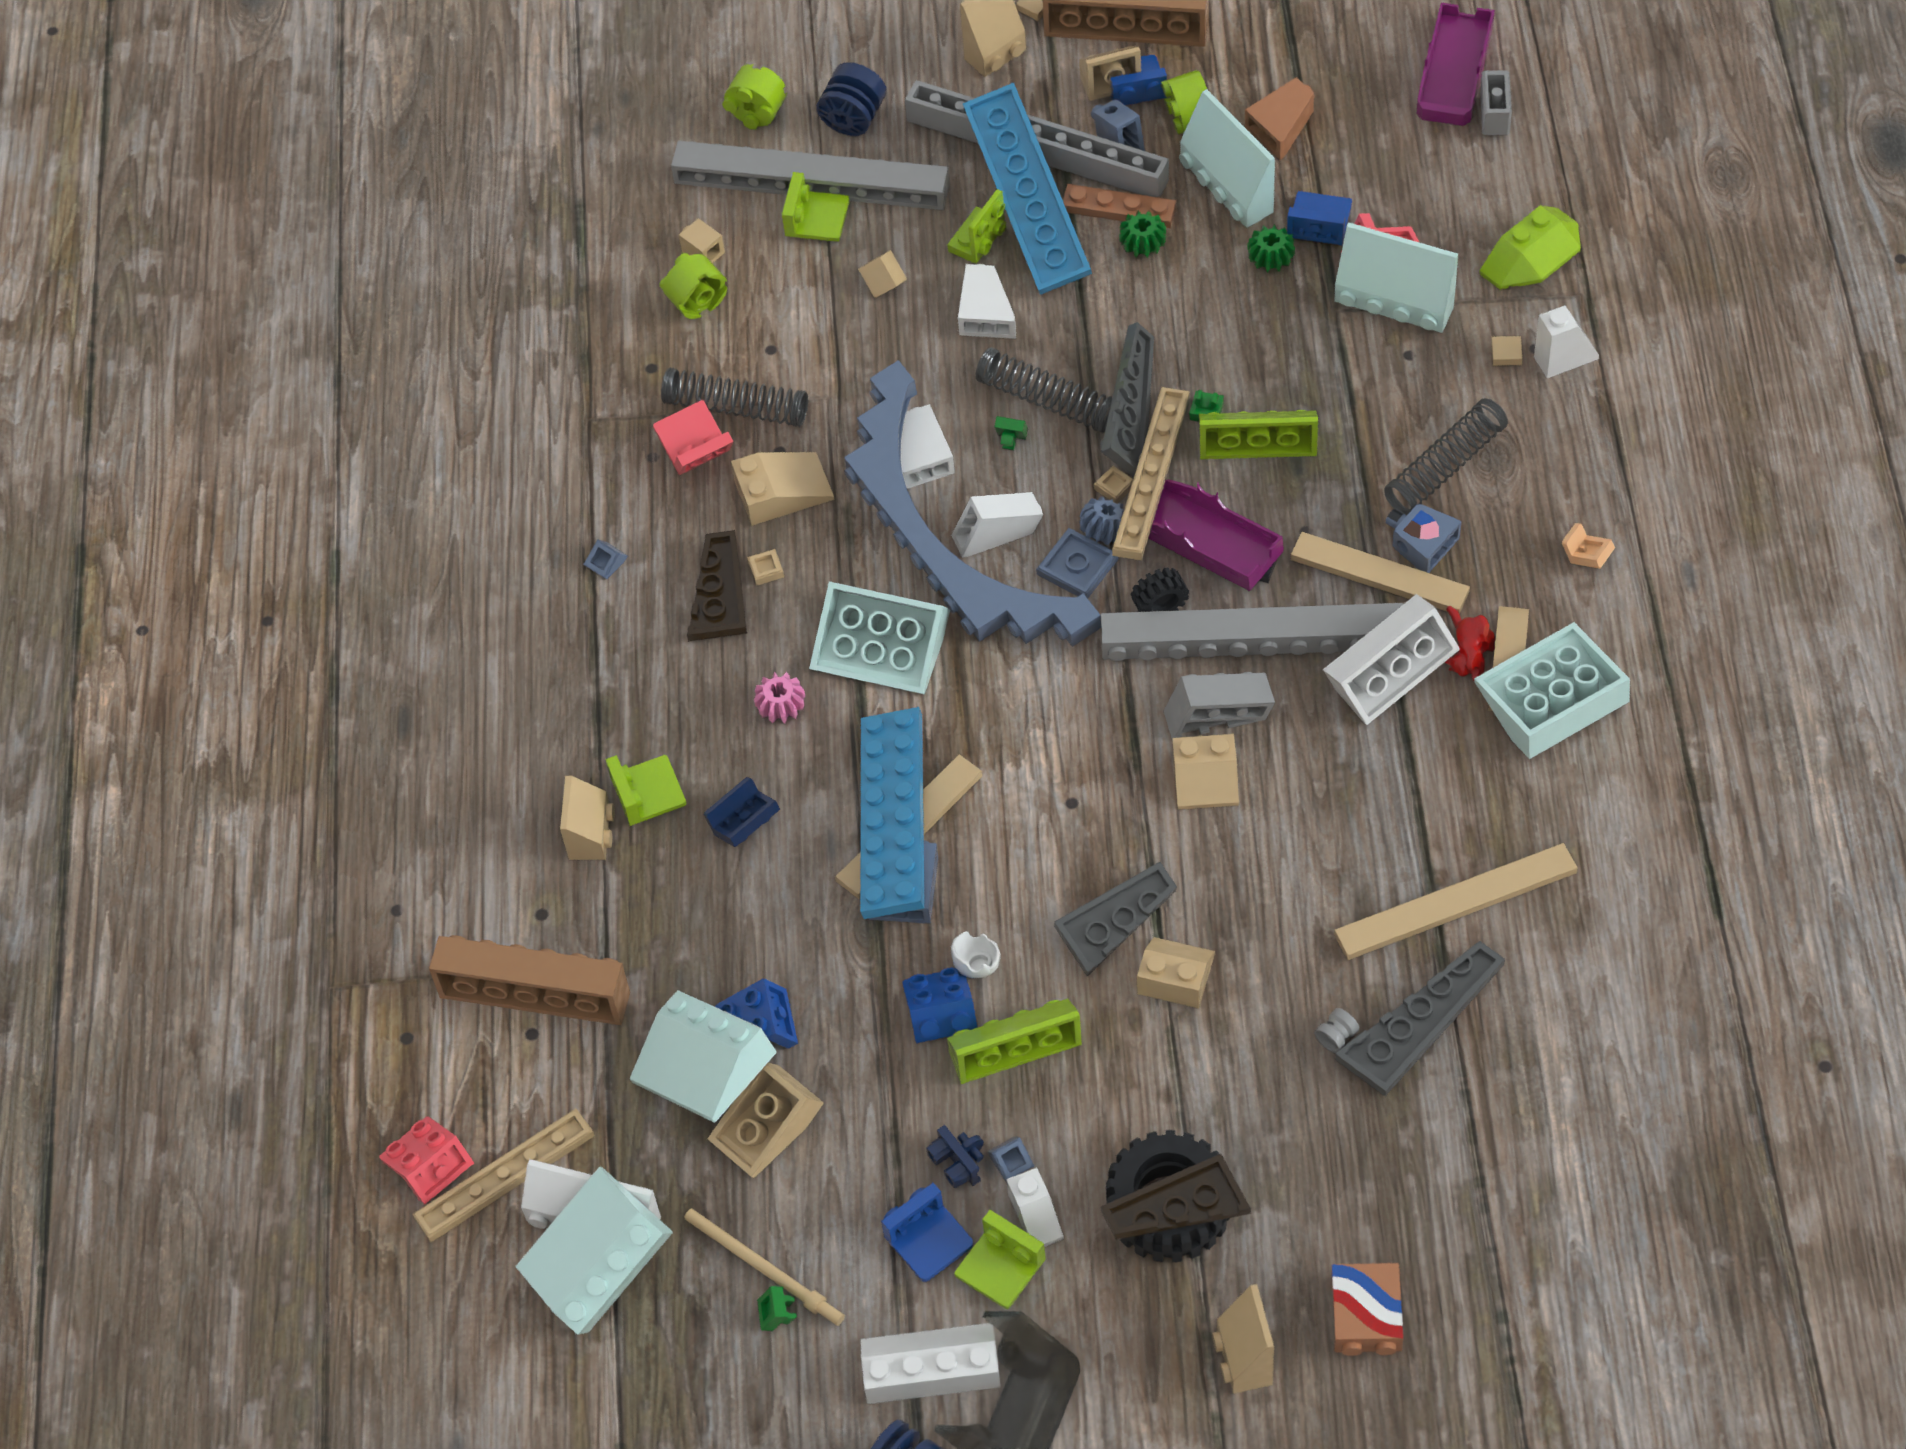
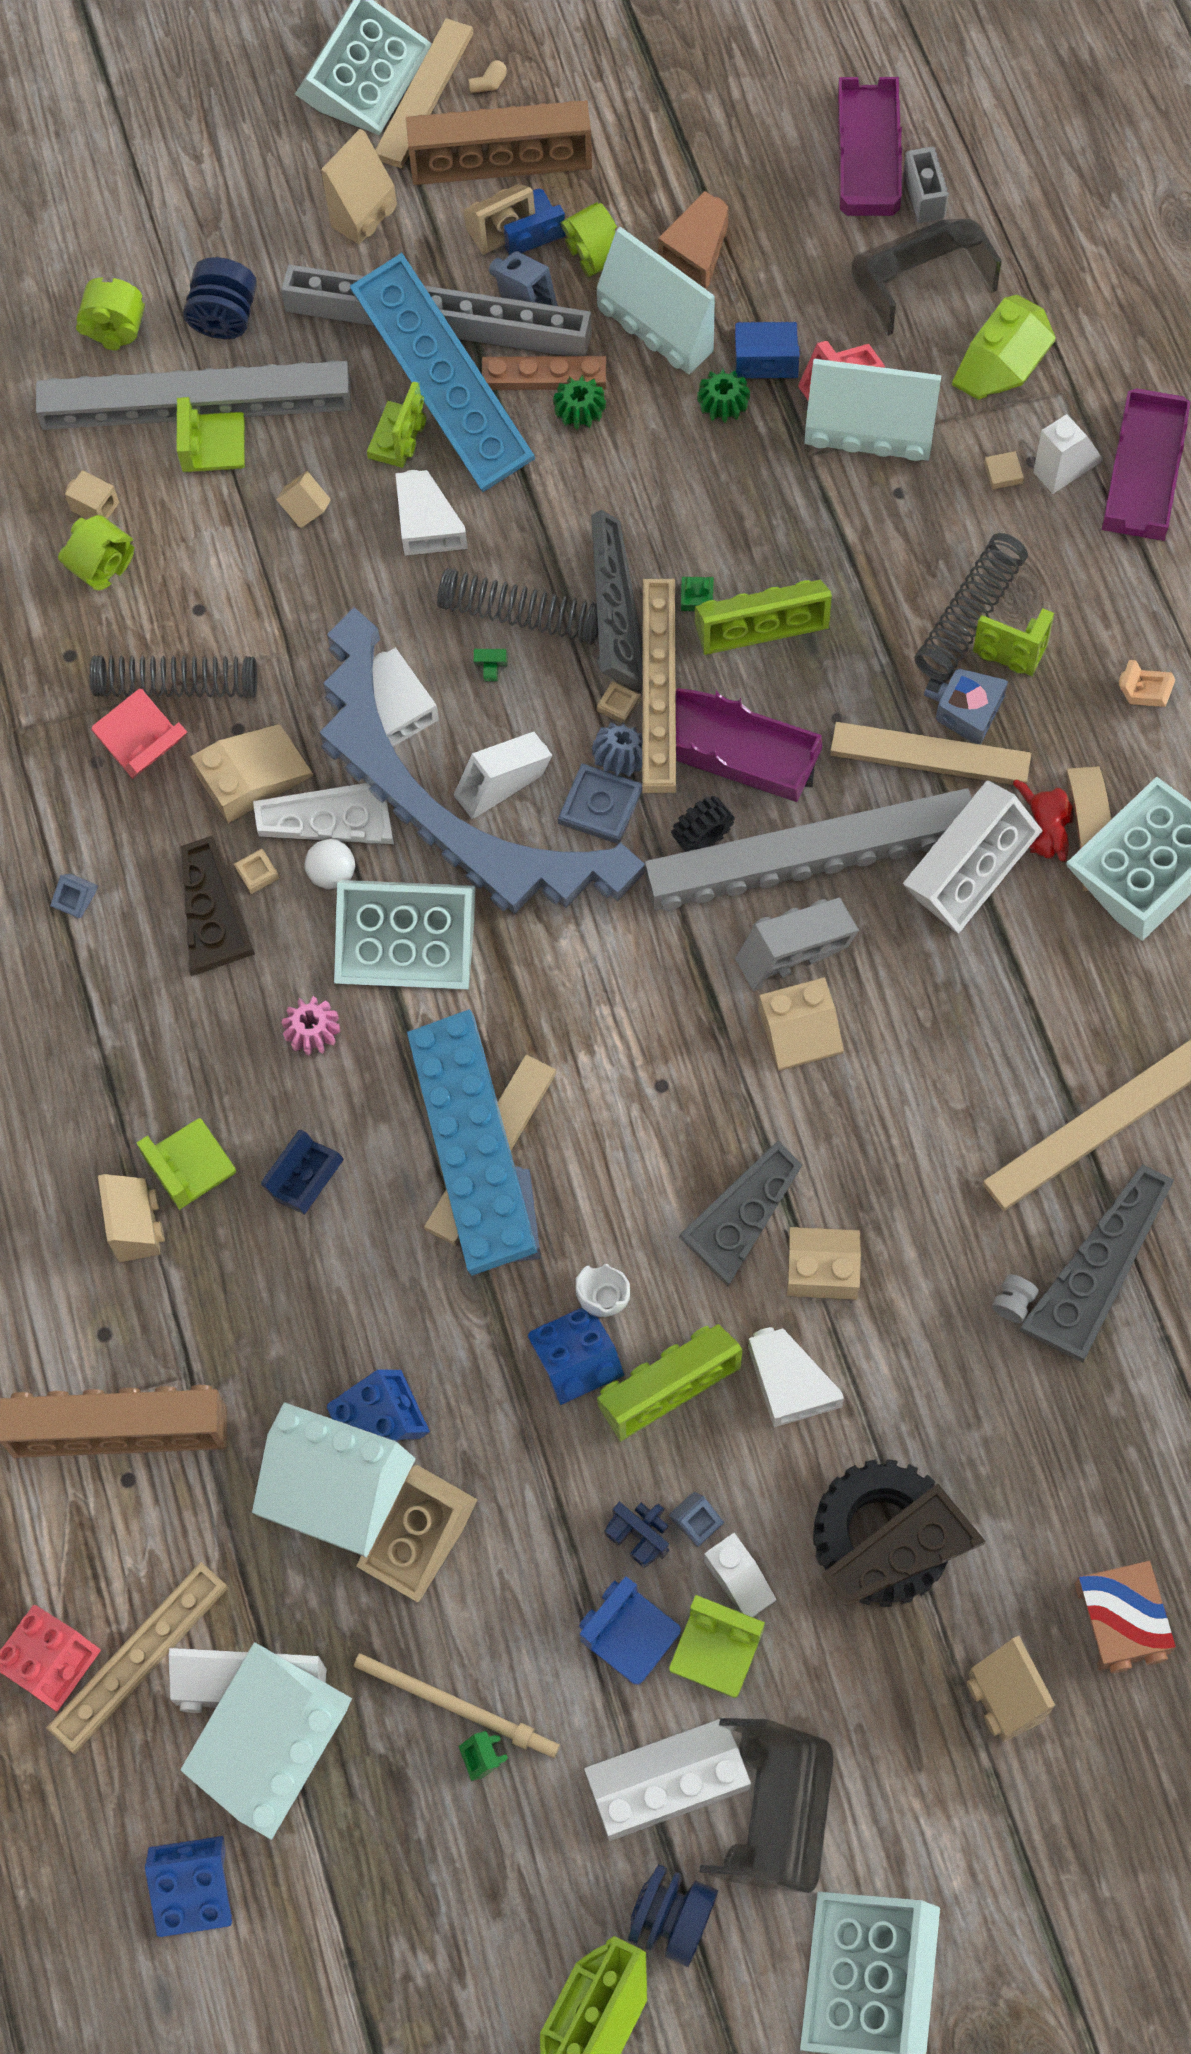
camera: 15 degrees left, 10 degrees up
(498, 1364) = (188, 1886): none -> blue bracket
(828, 566) = (329, 863): none -> white hair
(836, 531) = (333, 813): none -> white wing
(1122, 1059) = (790, 1378): none -> white slope
(1472, 157) = (885, 261): none -> clear smoke windscreen
(1477, 497) = (1013, 647): none -> lime bracket
(1636, 365) = (1146, 464): none -> magenta piece

